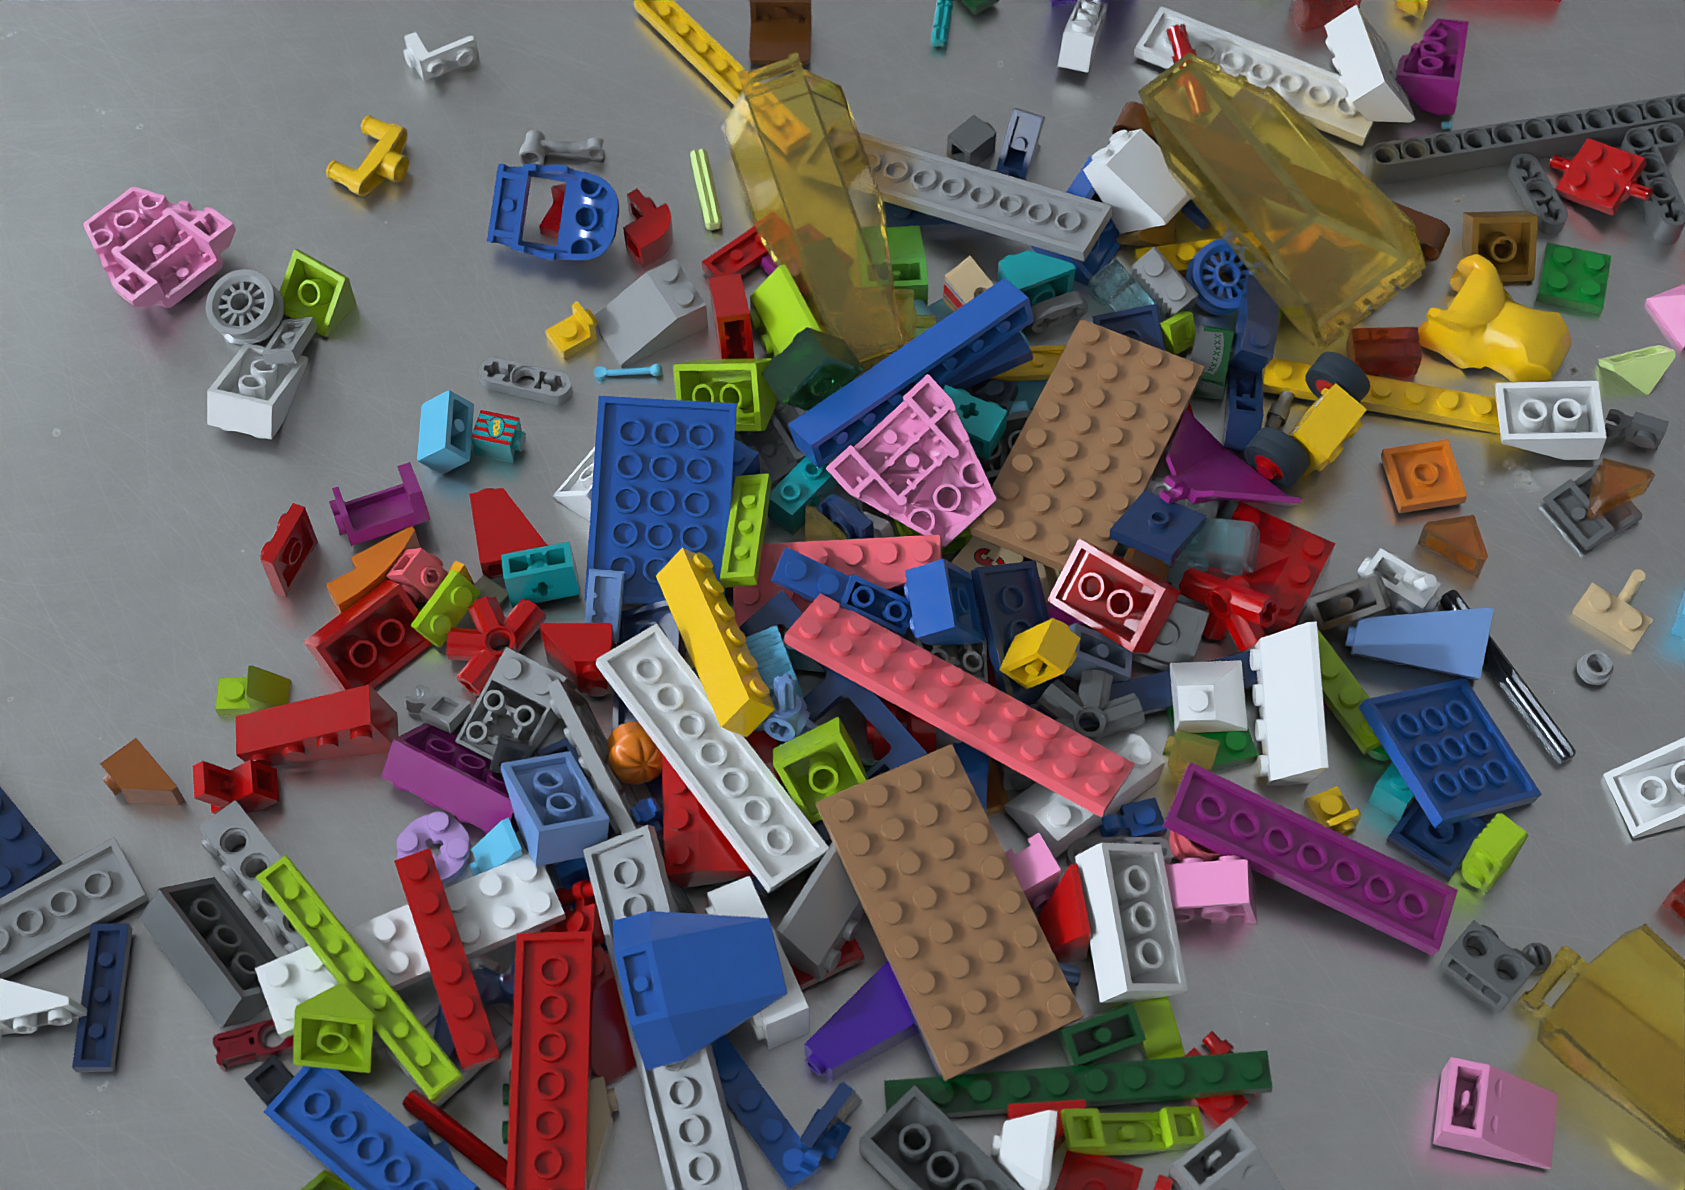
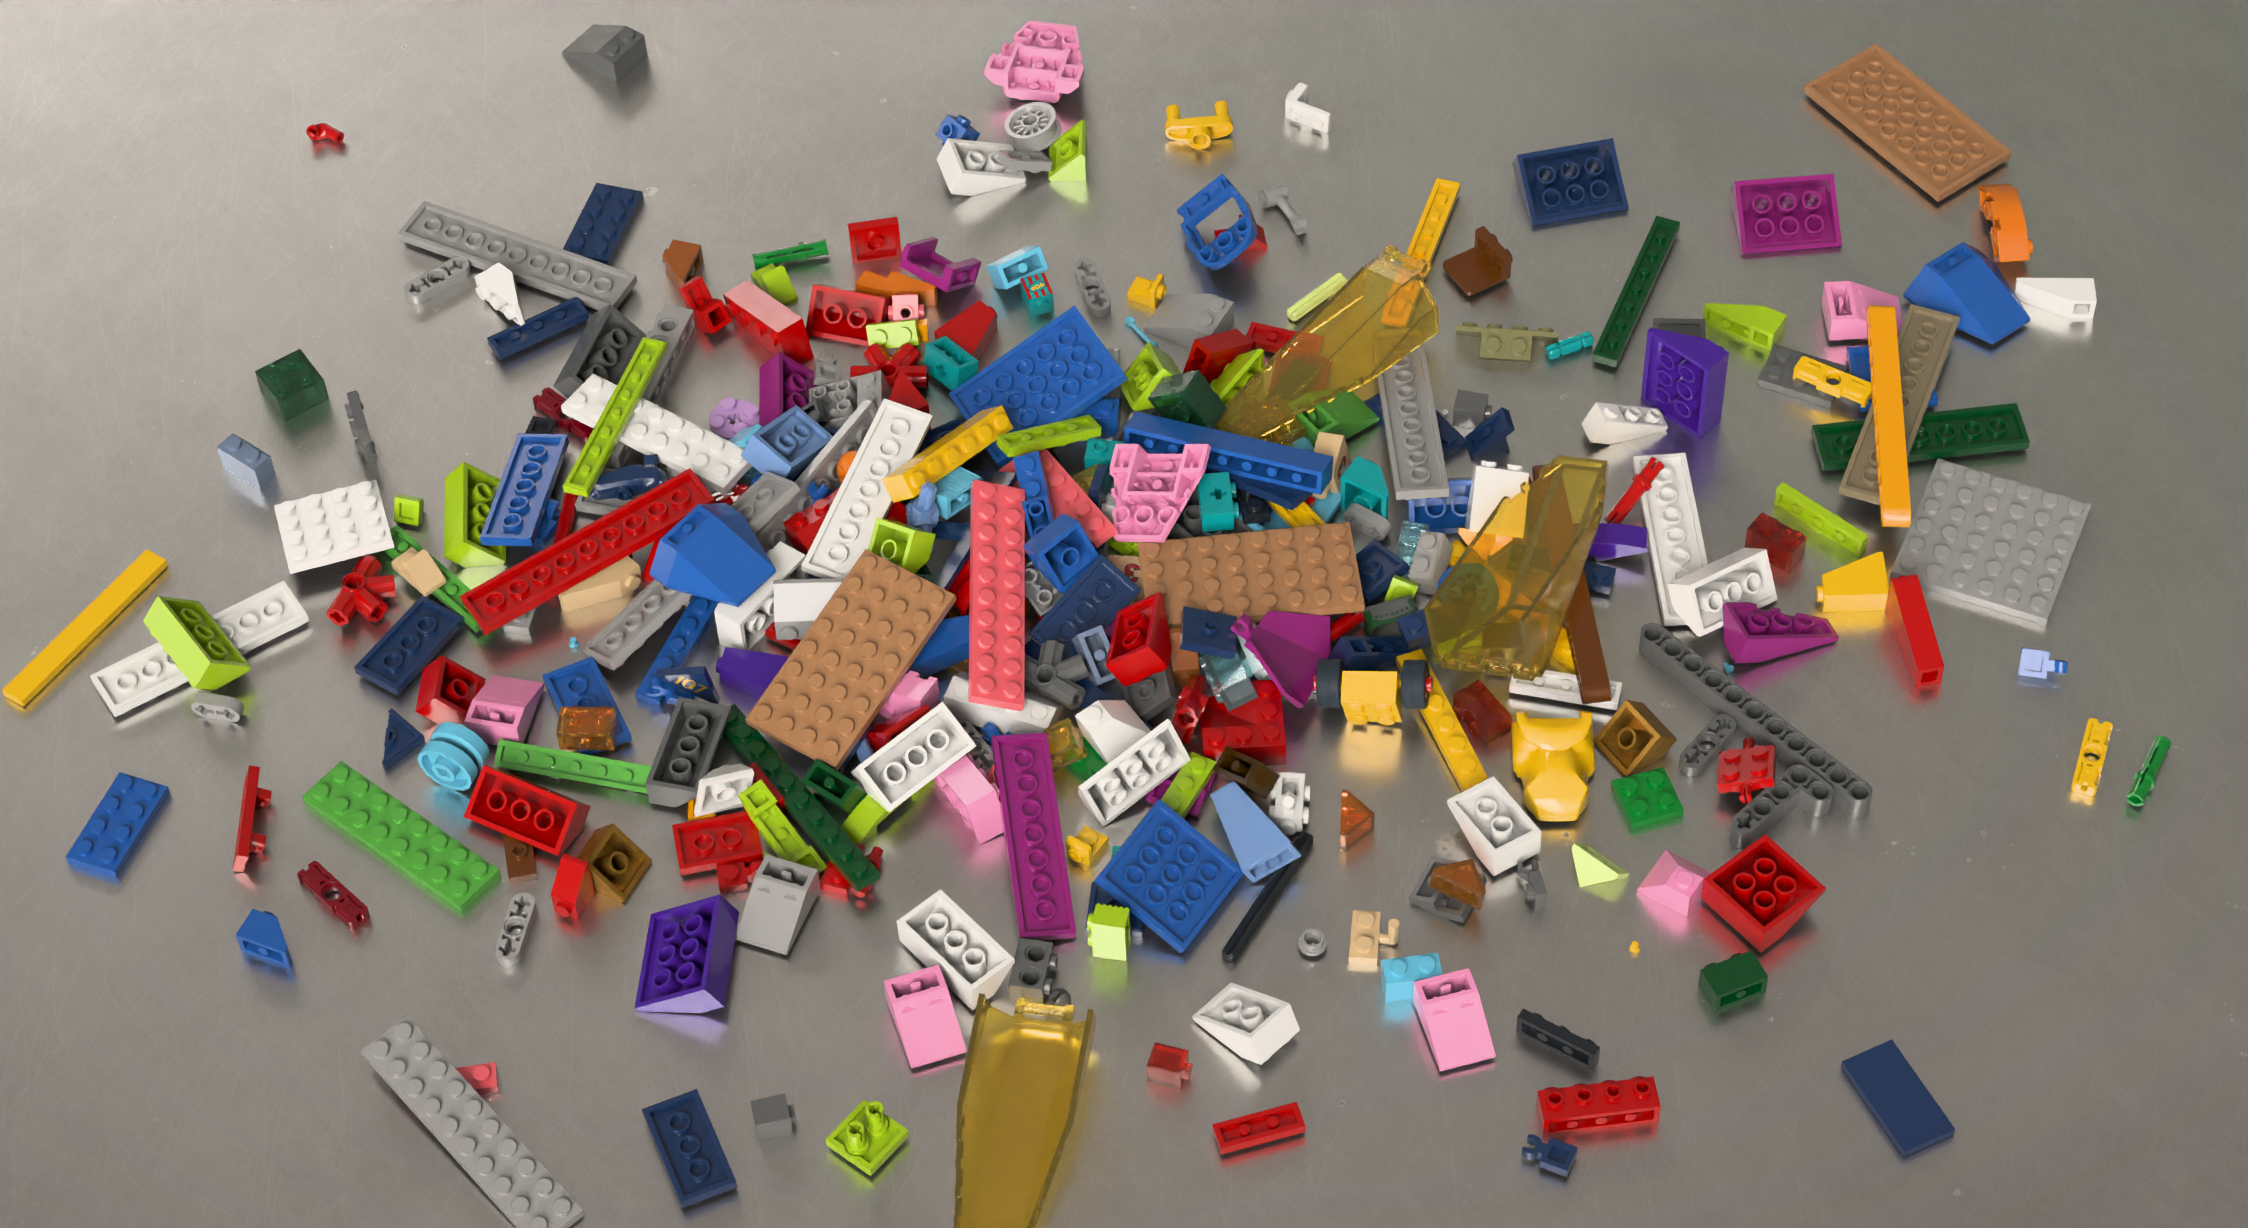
camera: 60 degrees right, 10 degrees down
(196, 374) = (957, 128): none -> blue brick
(226, 639) = (789, 254): none -> green pin
(333, 1031) = (575, 423): lime slope -> none
(447, 960) = (653, 448): red plate -> none
(605, 598) = (950, 401): medium blue plate -> none
(652, 230) = (1253, 286): red brick -> none
(903, 68) = (1506, 343): none -> olive bracket
(1040, 653) = (1066, 618): yellow brick -> none
(1421, 1026) = (947, 937): none -> white slope
(1423, 476) = (1394, 780): orange plate -> none

